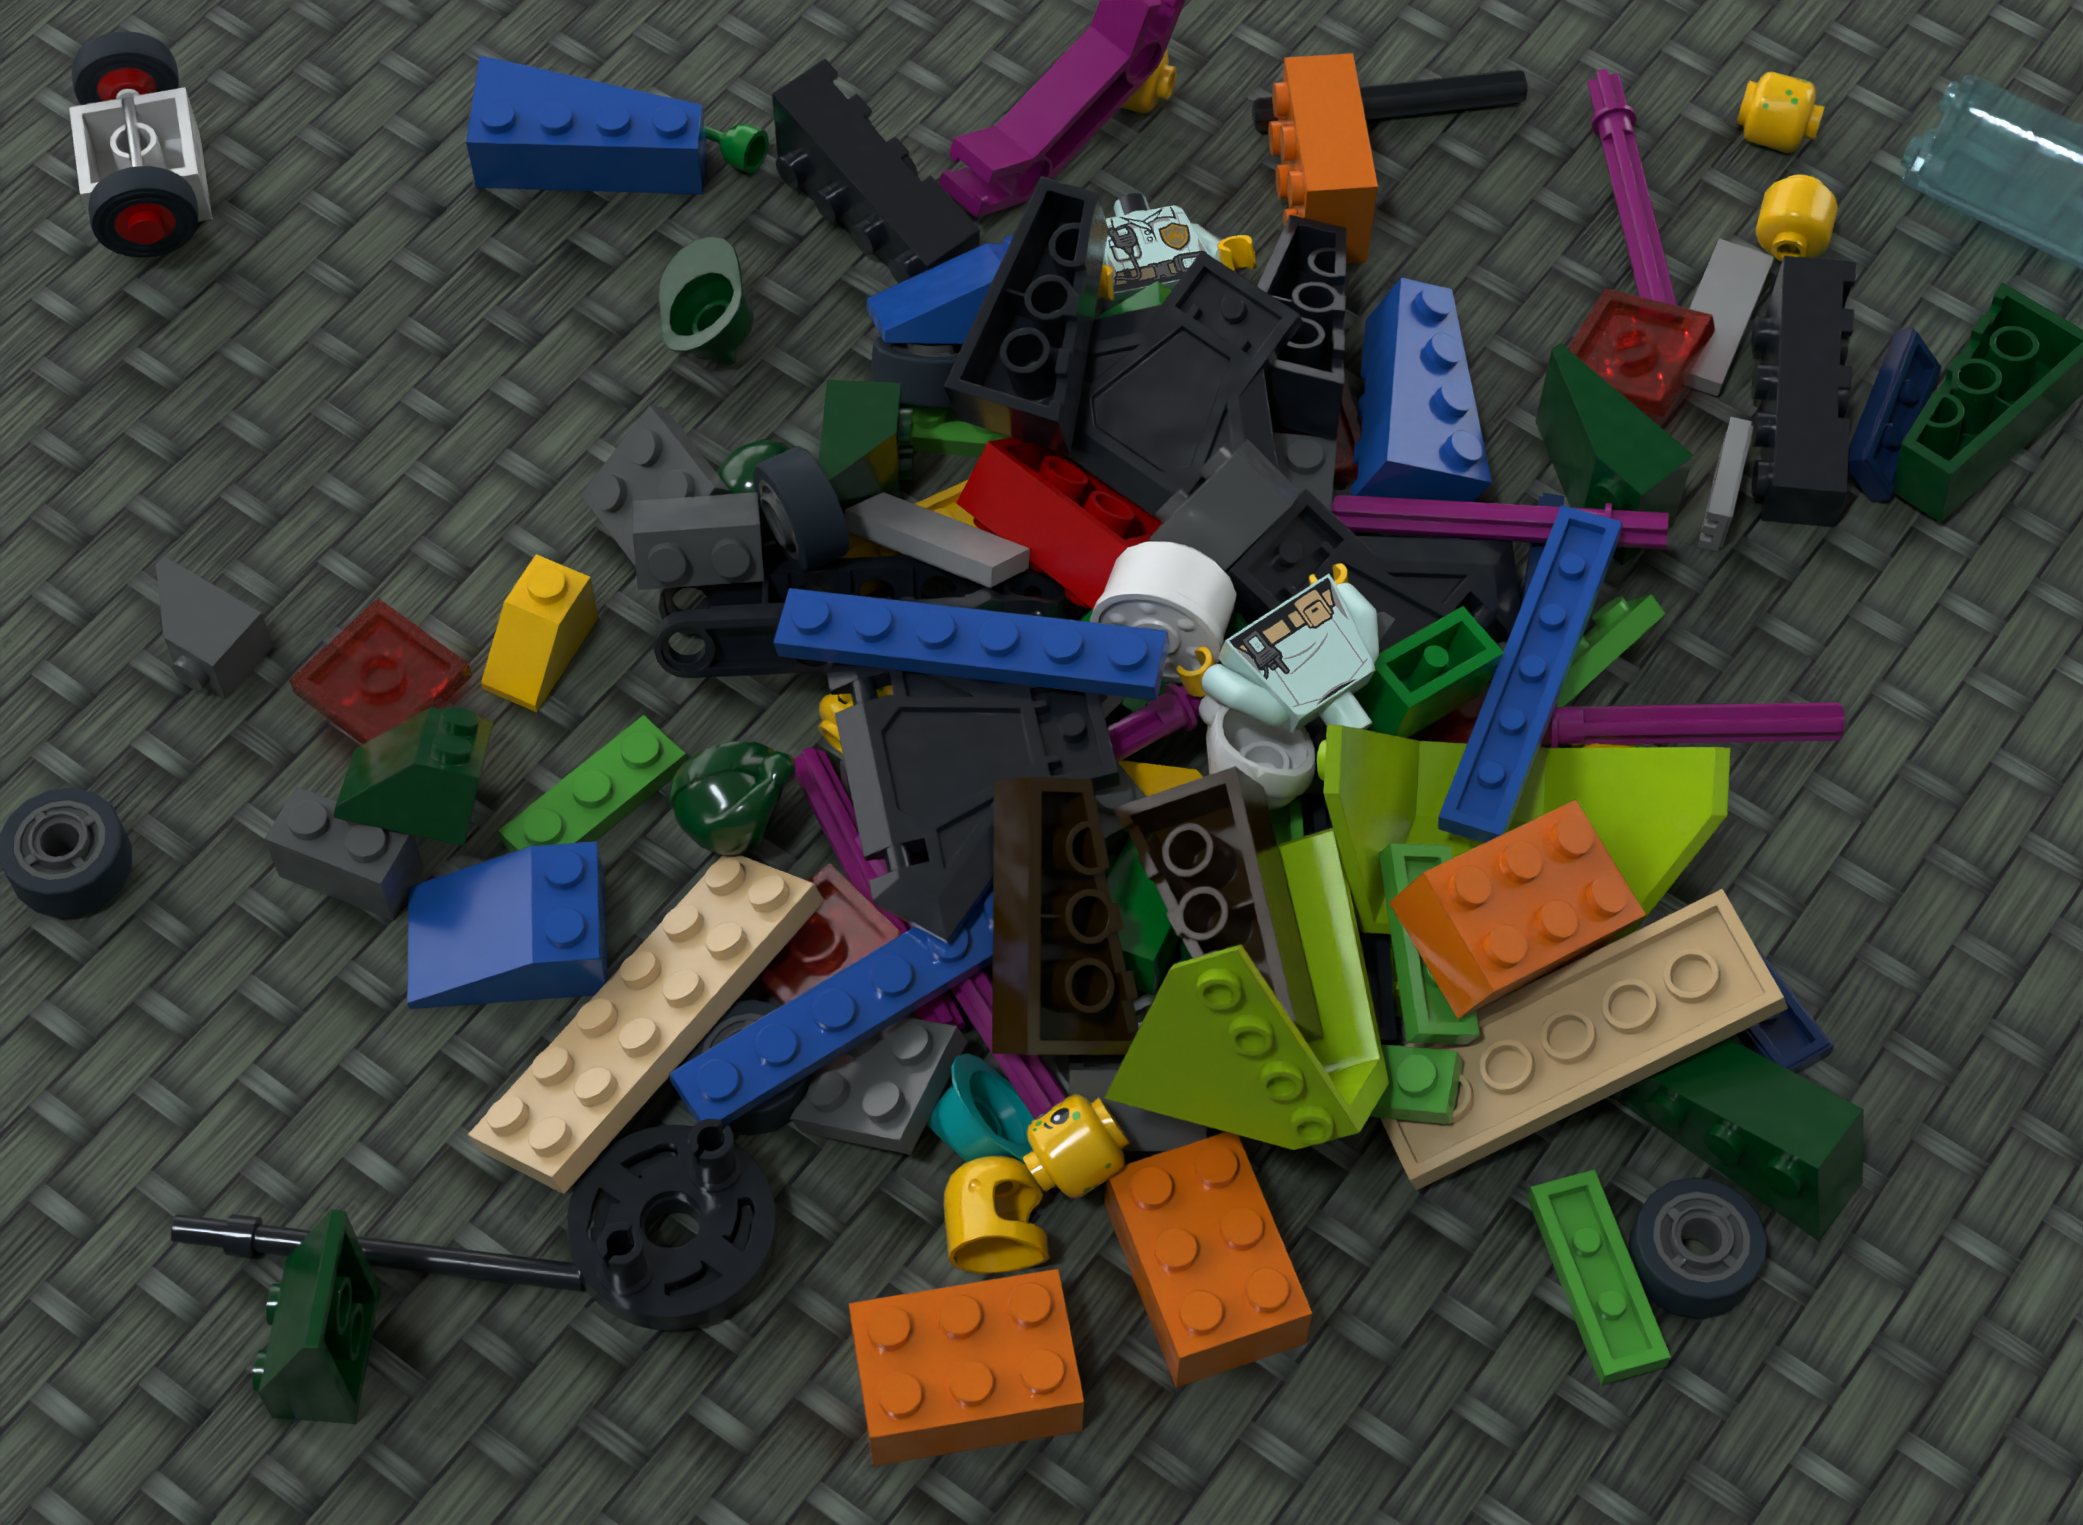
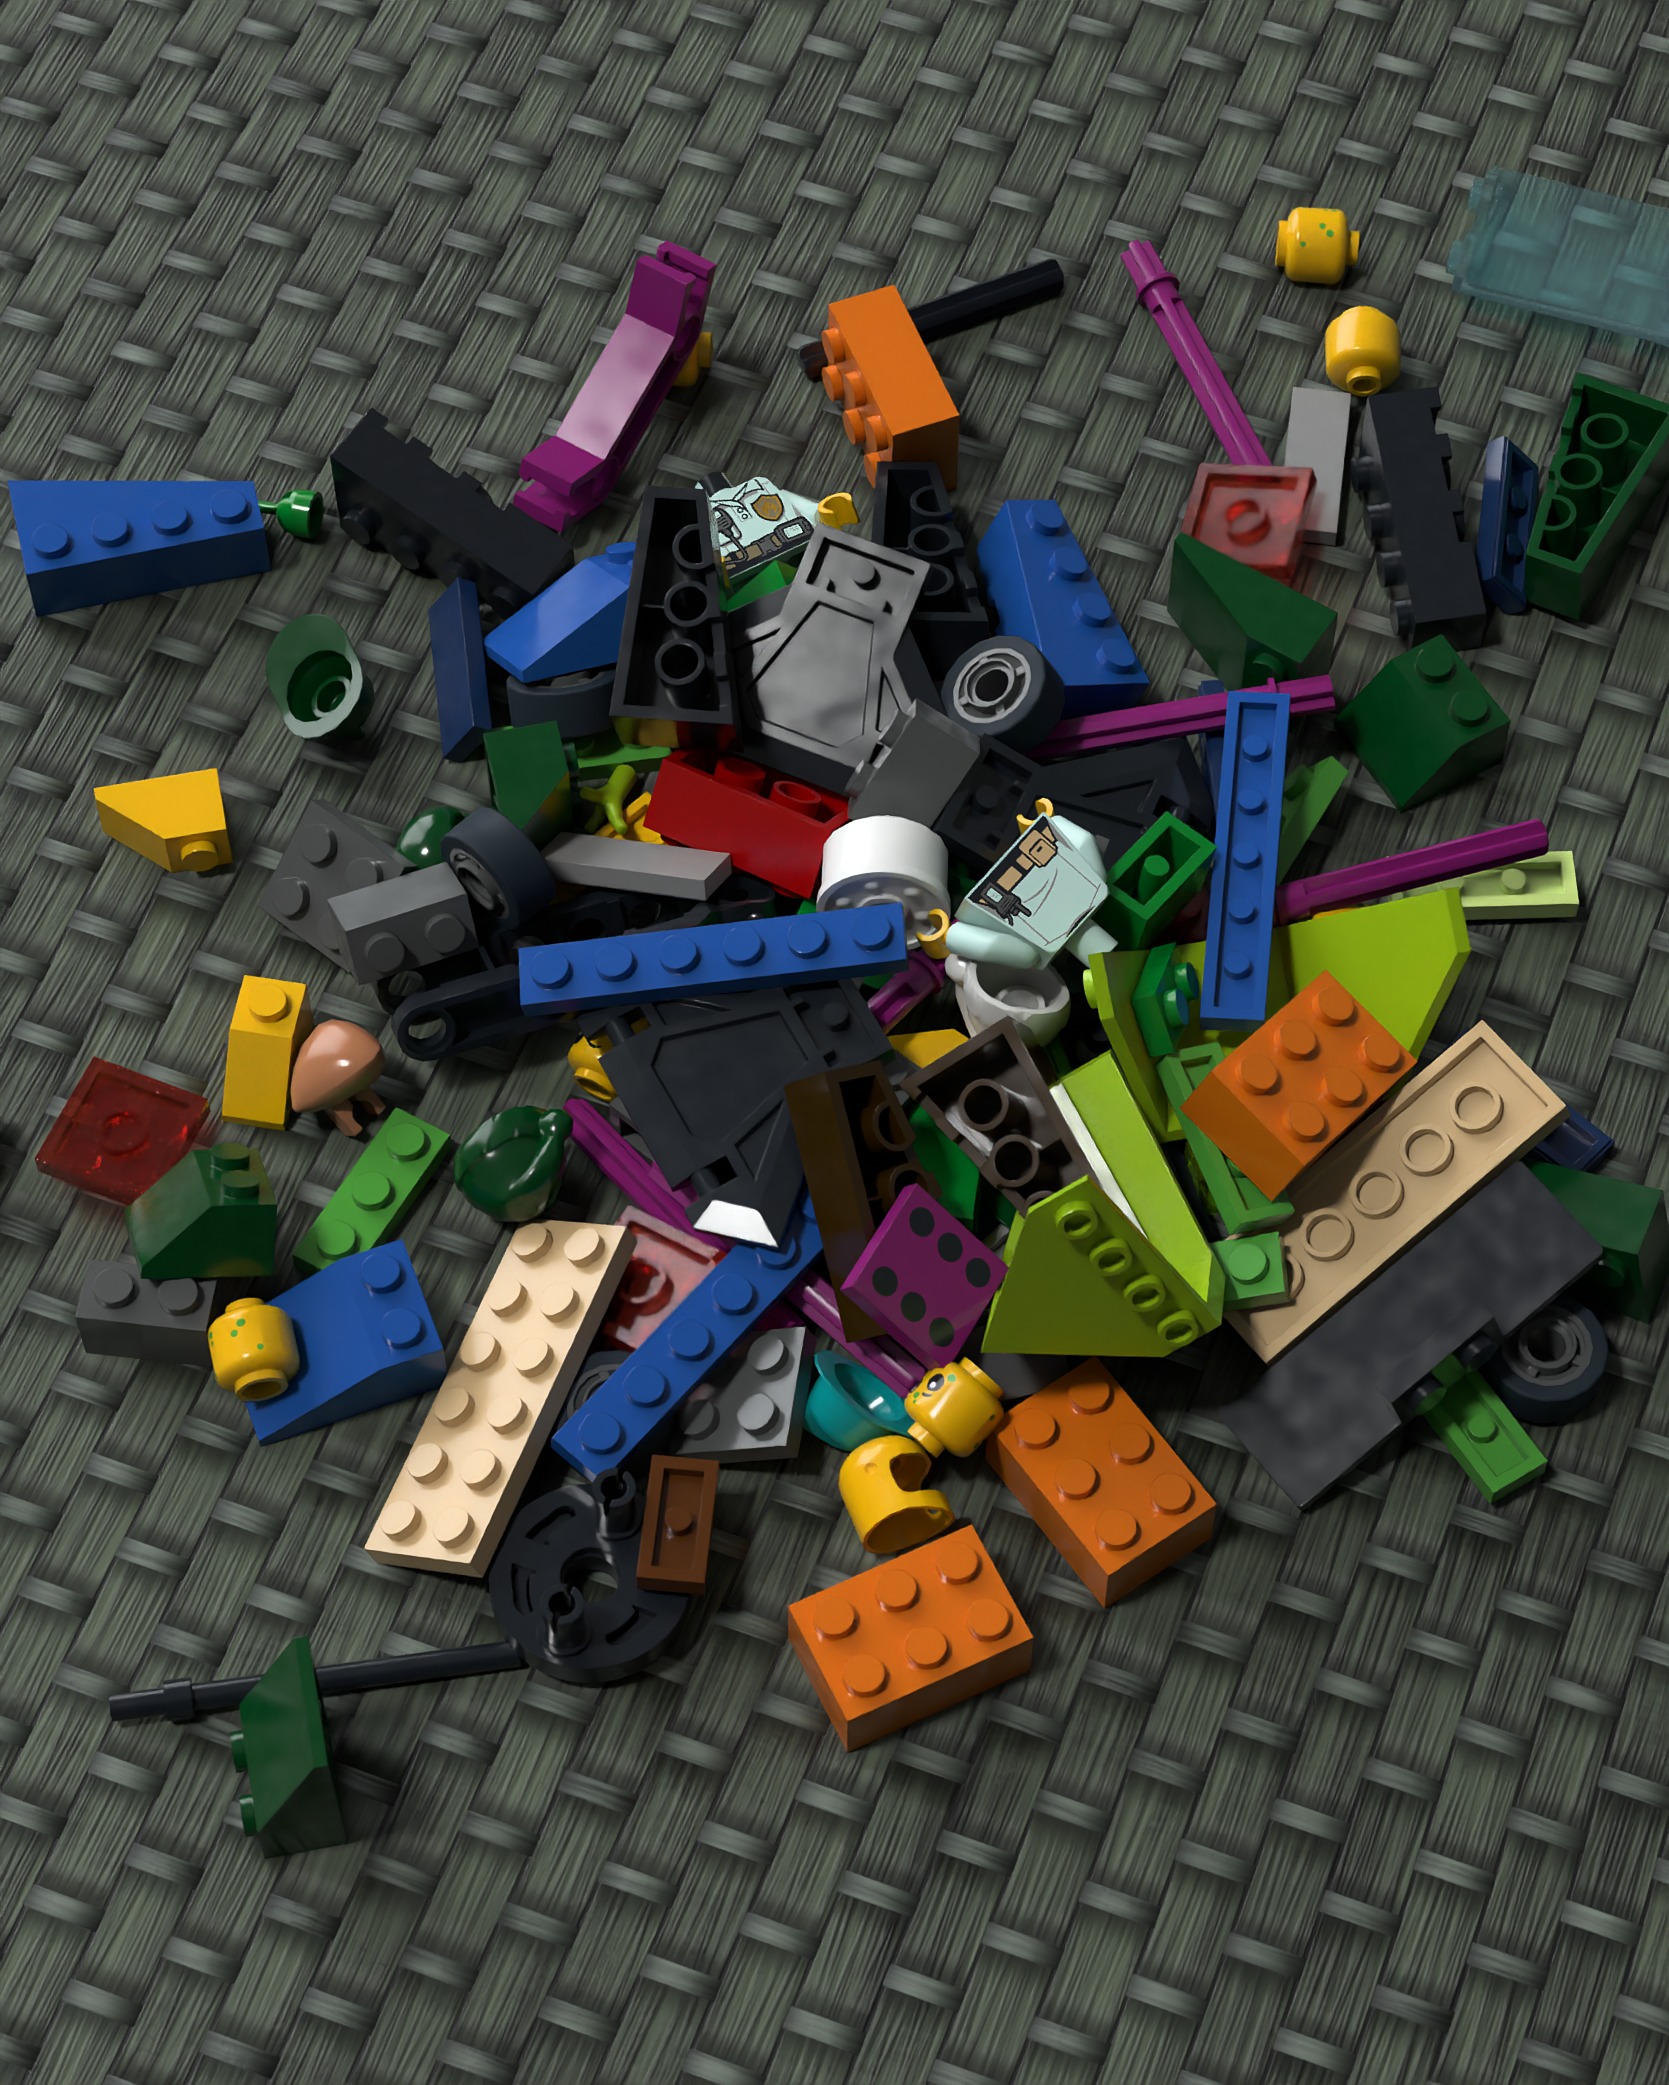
camera: 15 degrees left, 0 degrees up
(423, 913) = (253, 1350): none -> yellow head
(528, 396) = (169, 819): none -> yellow slope
(595, 660) = (337, 1068): none -> nougat piece
(768, 1192) = (678, 1524): none -> reddish brown plate
(840, 319) = (460, 670): none -> dark blue tile
(941, 473) = (610, 799): none -> lime bar
(1075, 1007) = (924, 1278): none -> magenta tile
(1340, 456) = (1005, 691): none -> wheel
(1406, 790) = (1164, 998): none -> green plate
(1565, 1190) = (1411, 1335): none -> black bracket
(1725, 484) = (1367, 625): light grey tile -> none
(1755, 587) = (1424, 725): none -> dark green slope
(1803, 770) = (1522, 889): none -> yellowish green plate

